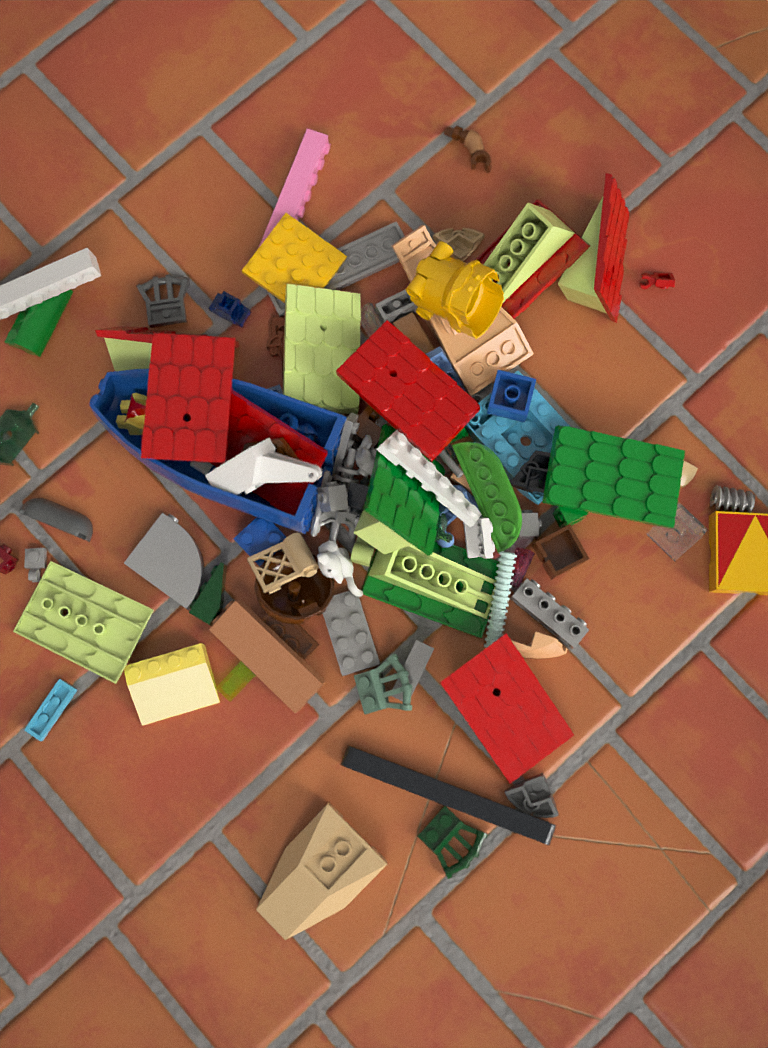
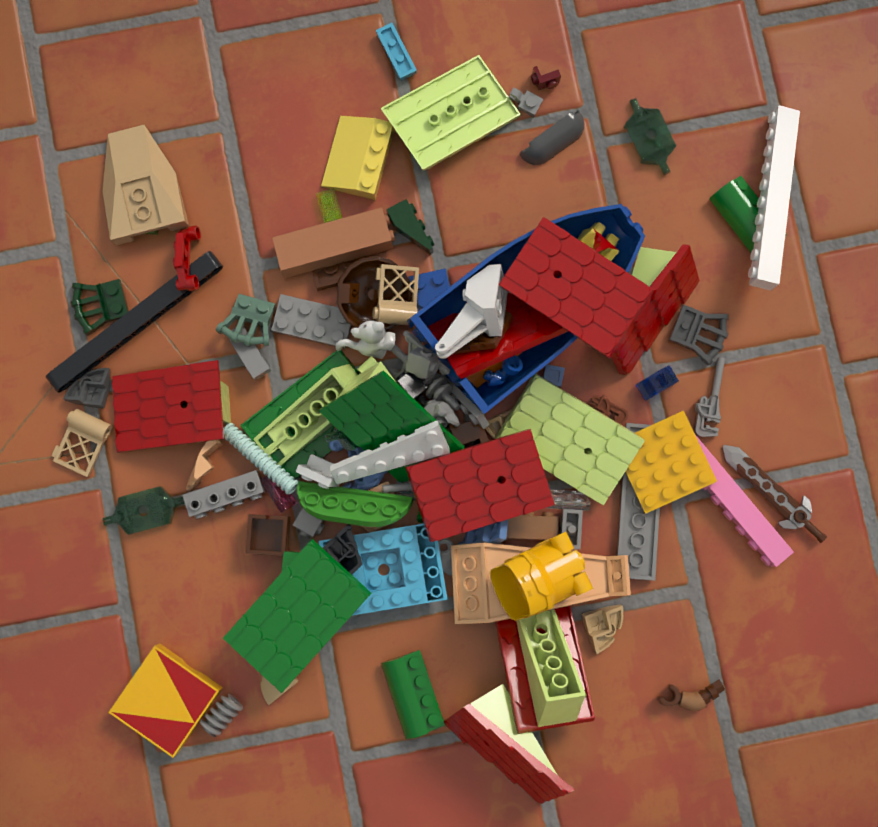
camera: 120 degrees right, 5 degrees up
(169, 560) = (460, 209): light grey brick -> none
(226, 258) = (707, 408): none -> light grey piece
(269, 164) = (797, 515): none -> sword
(368, 781) = (182, 258): none -> red plate
(511, 396) = (422, 573): blue brick -> none
(570, 778) = (85, 427): none -> tan piece
(592, 671) = (160, 510): none -> clear green plate
(611, 356) = (412, 694): none -> green brick
(660, 280) = (457, 787): red plate -> none
(680, 538) = (218, 654): clear slope -> none

